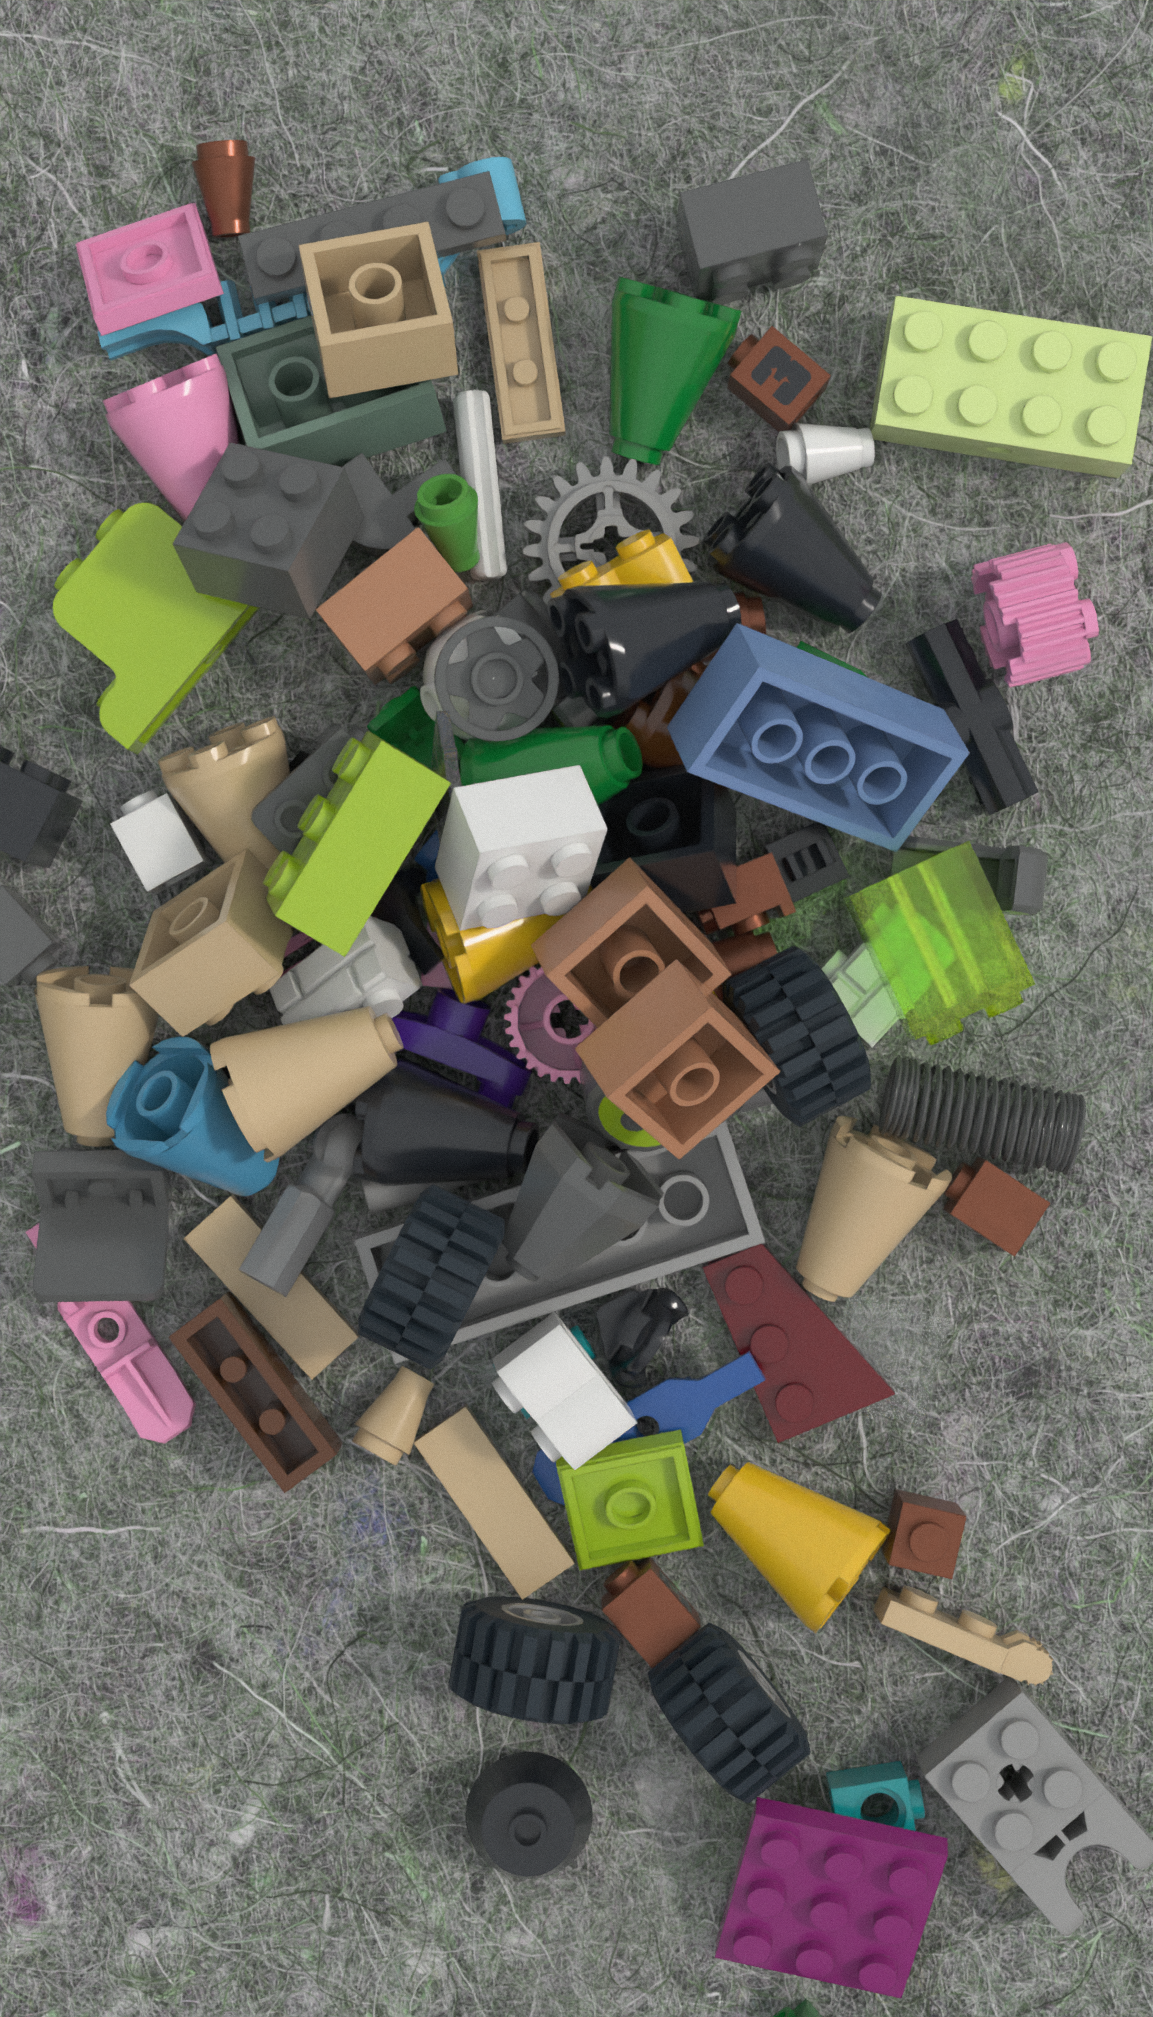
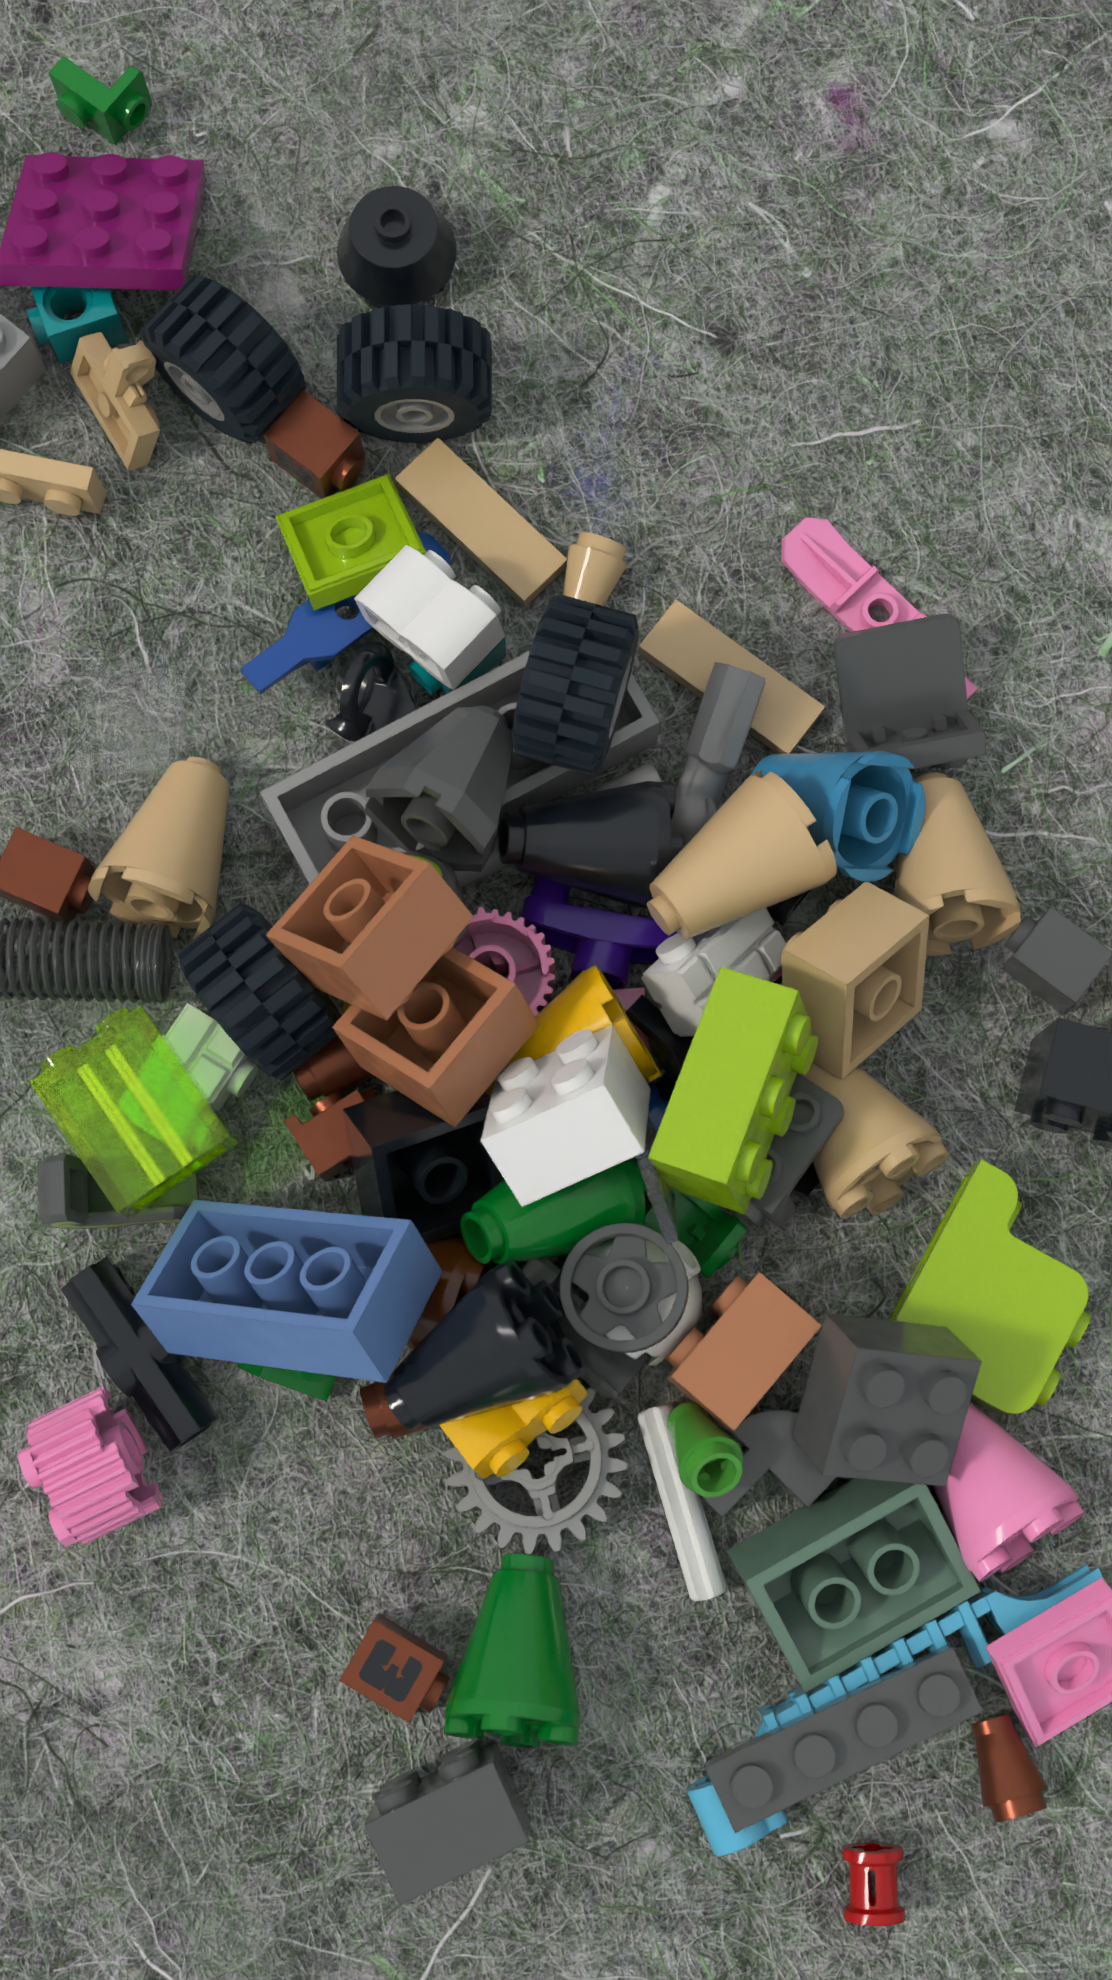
camera: 170 degrees right, 10 degrees down
(159, 841) = (930, 1077): white brick -> none
(257, 1391) = (725, 573): reddish brown brick -> none
(379, 309) = (820, 1654): tan brick -> none
(380, 88) = (863, 1906): none -> red bush
(521, 343) = (668, 1662): tan tile -> none
(792, 552) = (350, 1489): black cone -> none
(796, 1538) = (184, 531): yellow cone -> none
(806, 1359) = (217, 711): dark red wing -> none
(808, 861) = (284, 1177): black tile -> none
(824, 450) = (336, 1602): white cone -> none
(845, 1703) = (114, 390): none -> tan hinge
(924, 1534) = (66, 560): copper brick -> none
(1010, 387) = (151, 1707): yellowish green brick -> none

